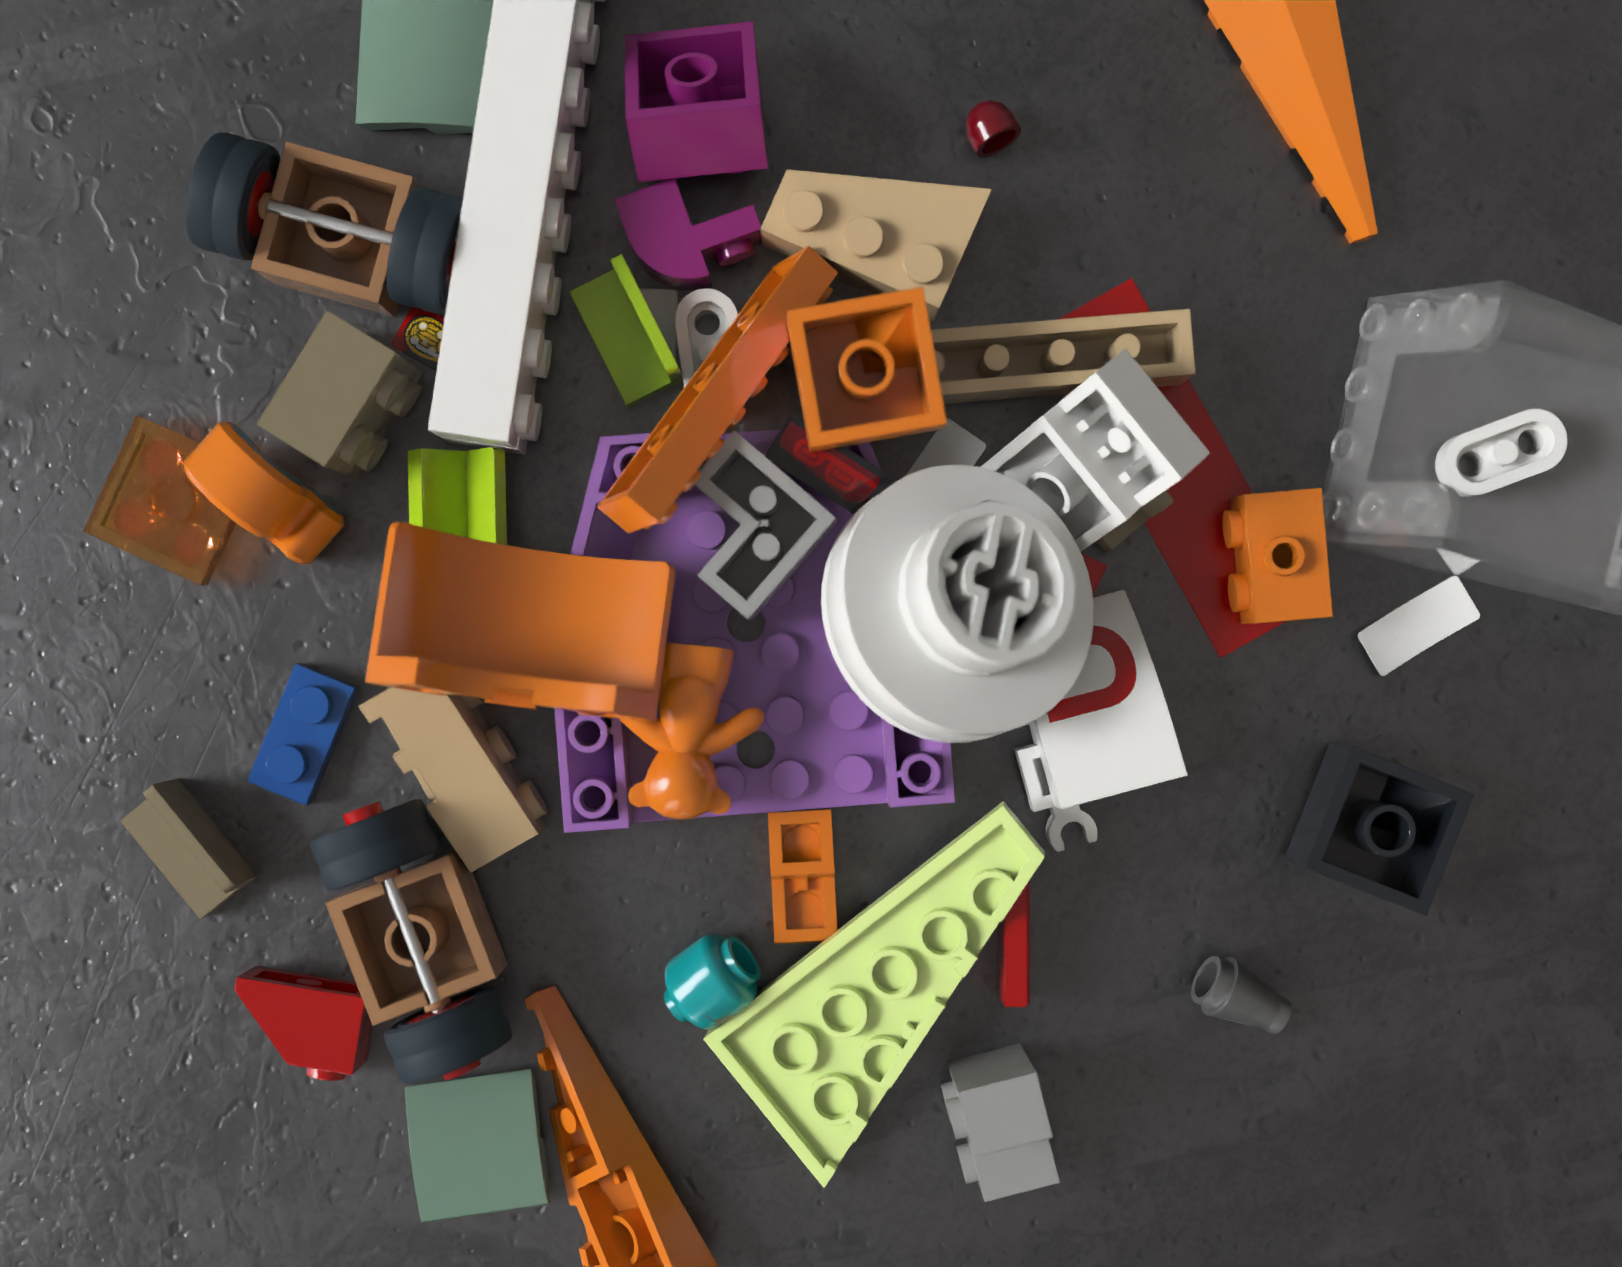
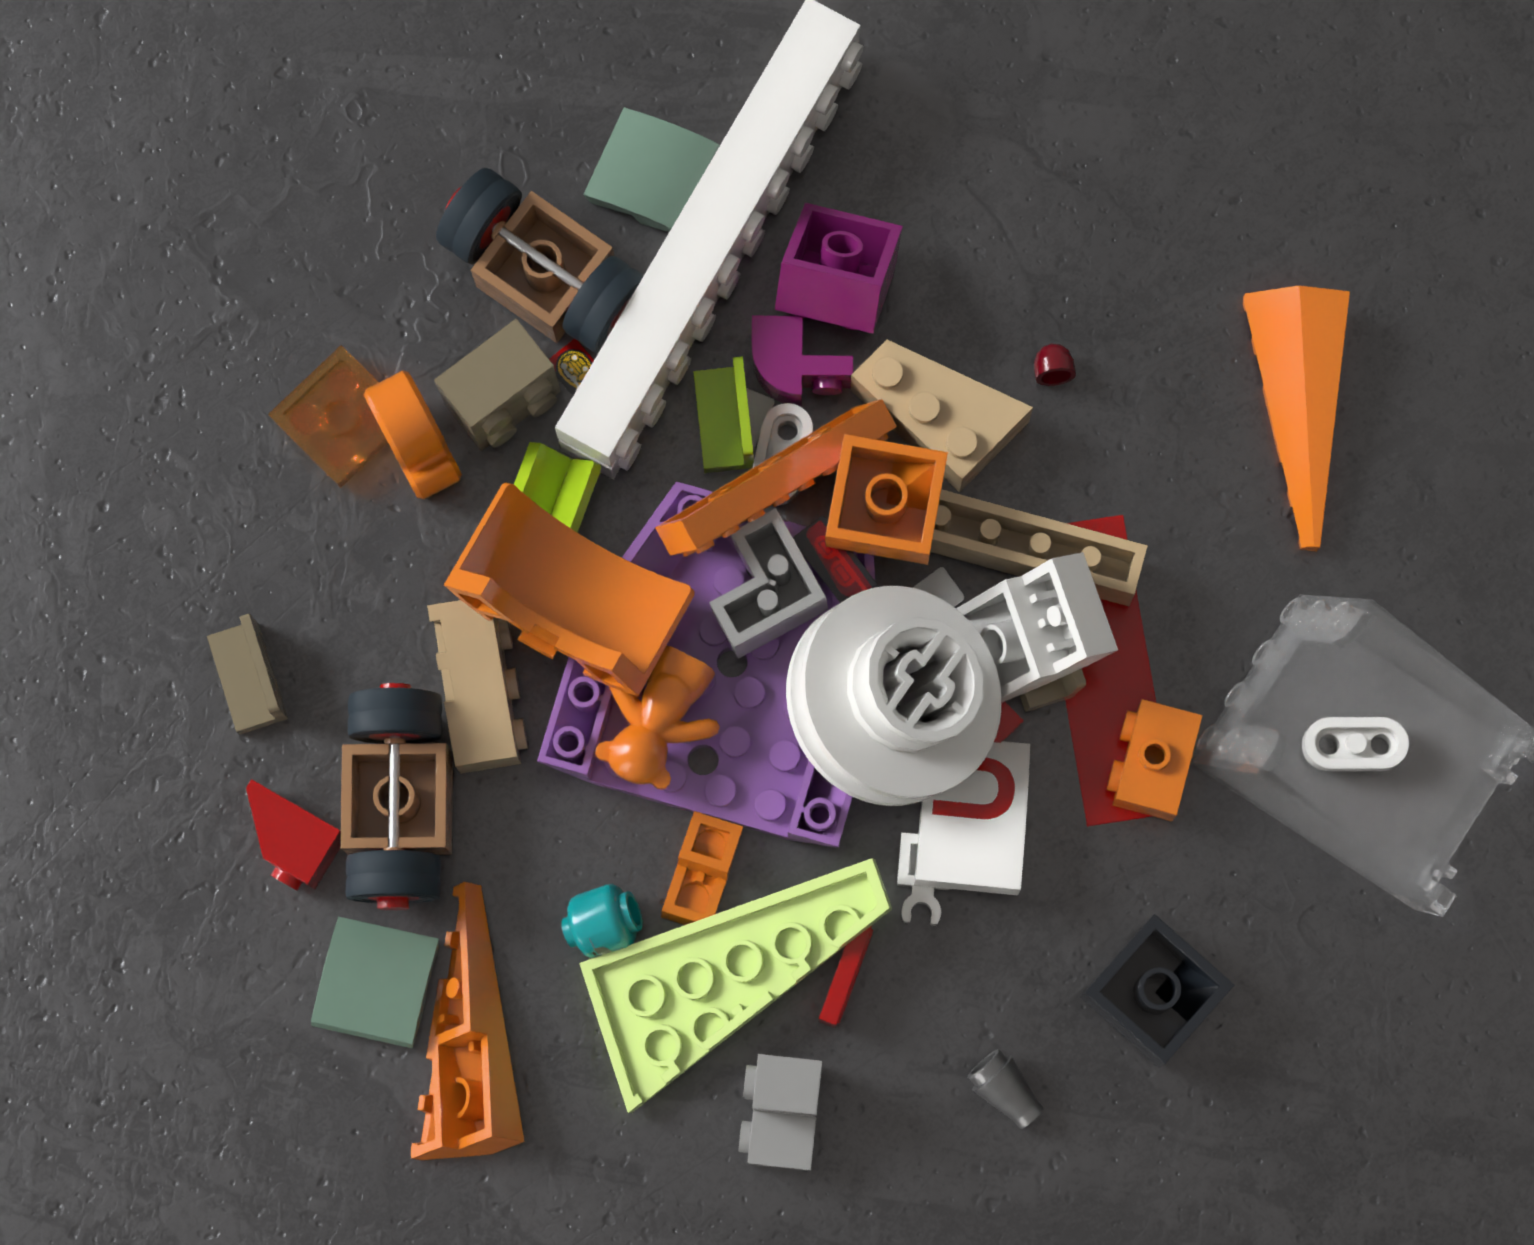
camera: 20 degrees right, 10 degrees down
(303, 734) = (367, 623): blue plate -> none
(1418, 625) = (1250, 857): white sticker -> none

